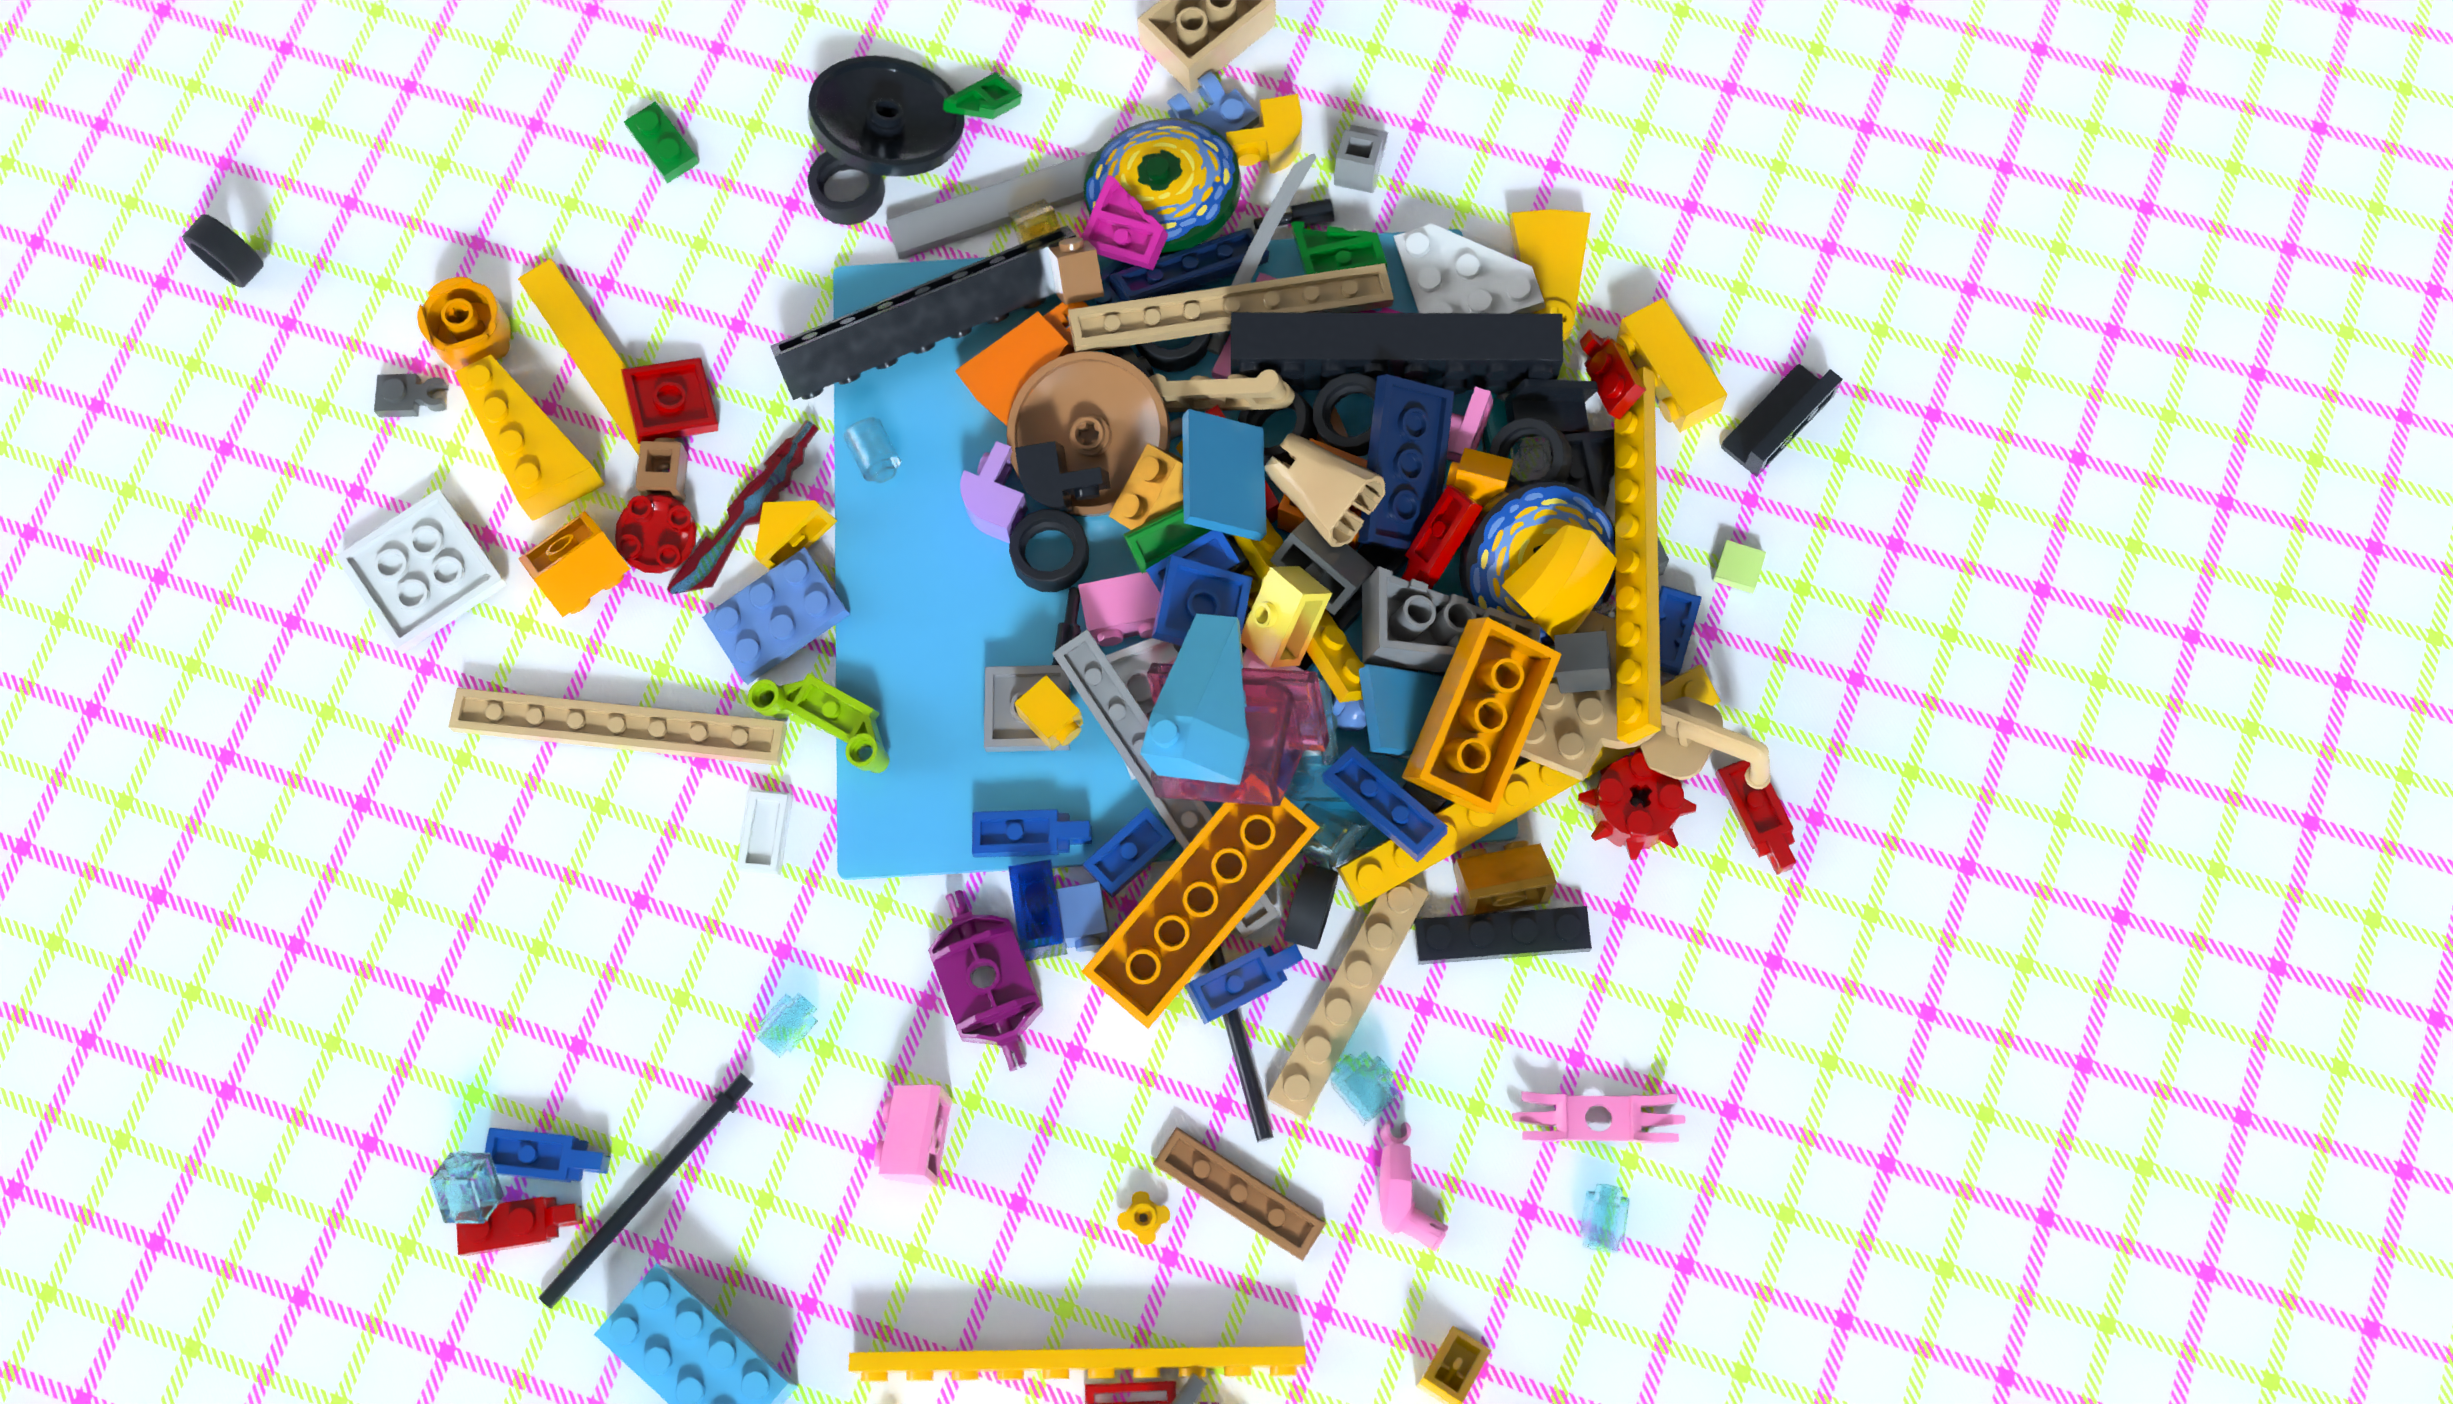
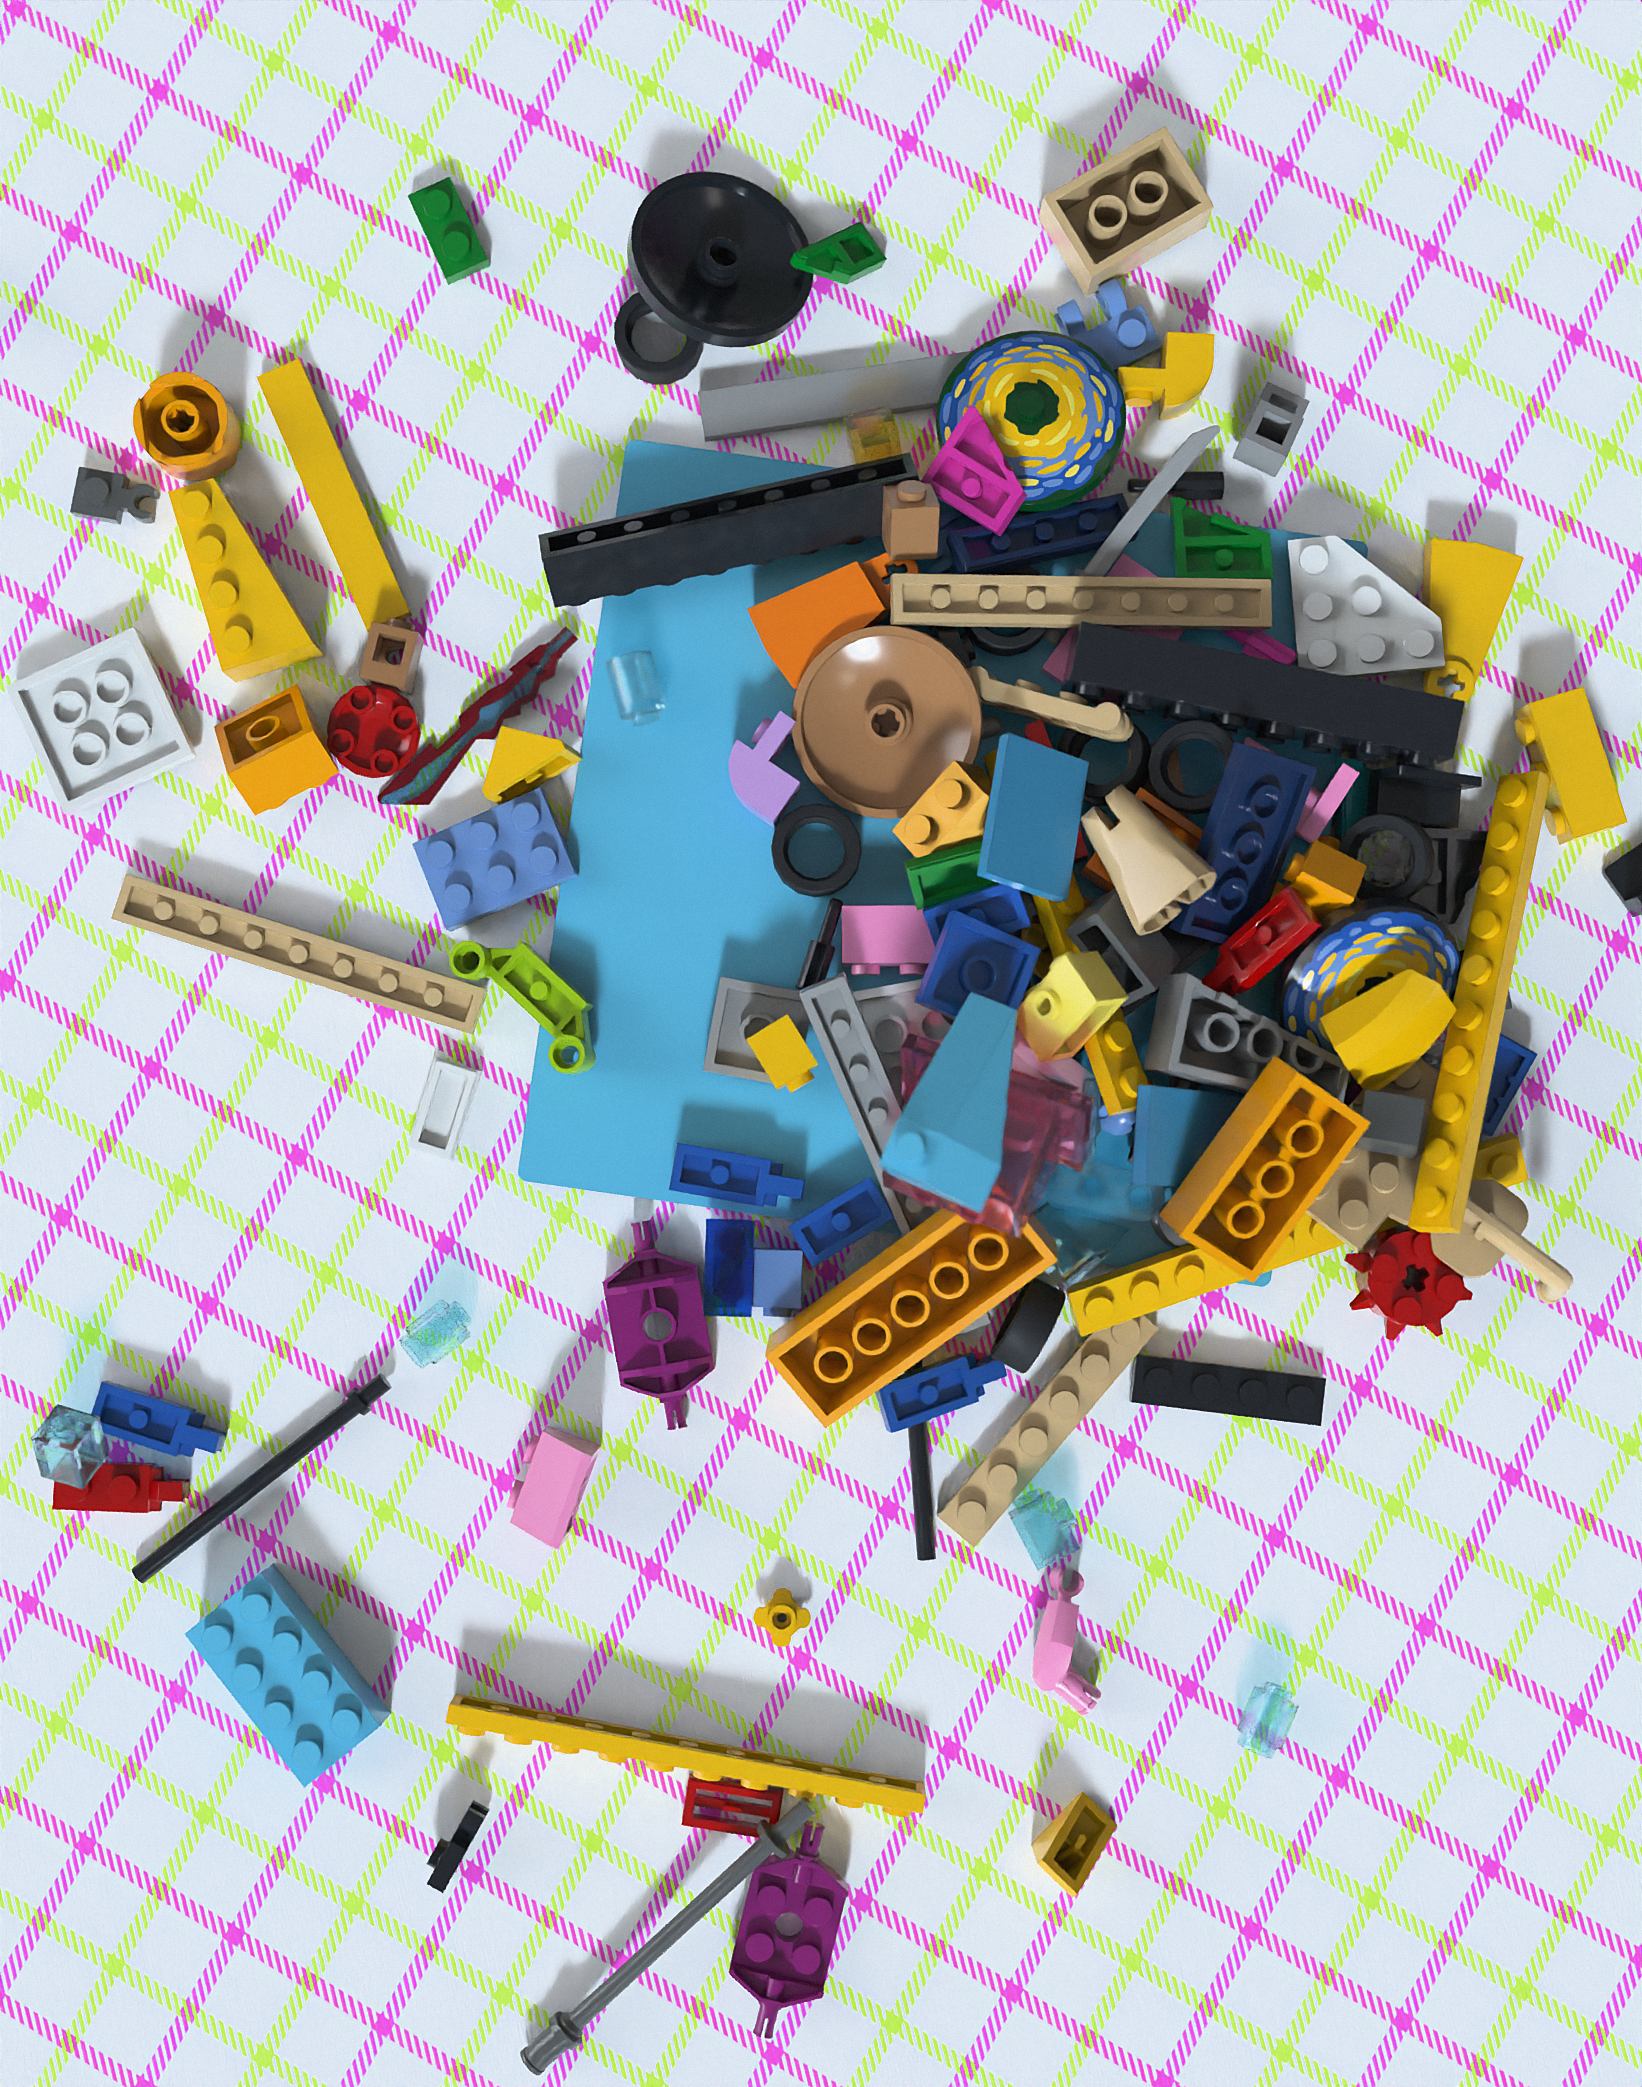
camera: 10 degrees right, 15 degrees up
(669, 400) = (412, 570): red tile -> none
(1046, 478) = (829, 772): black brick -> none
(1239, 1194) = (887, 1610): medium nougat tile -> none
(1385, 804) = (1133, 1235): blue plate -> none
(1504, 879) = (1244, 1334): pearl gold slope -> none
(1613, 371) = (1504, 768): red hinge -> none
(1625, 1118) = (1313, 1618): bright pink piece -> none
(1739, 566) = (1587, 1022): yellowish green tile -> none
(1759, 816) = (1540, 1326): red hinge -> none

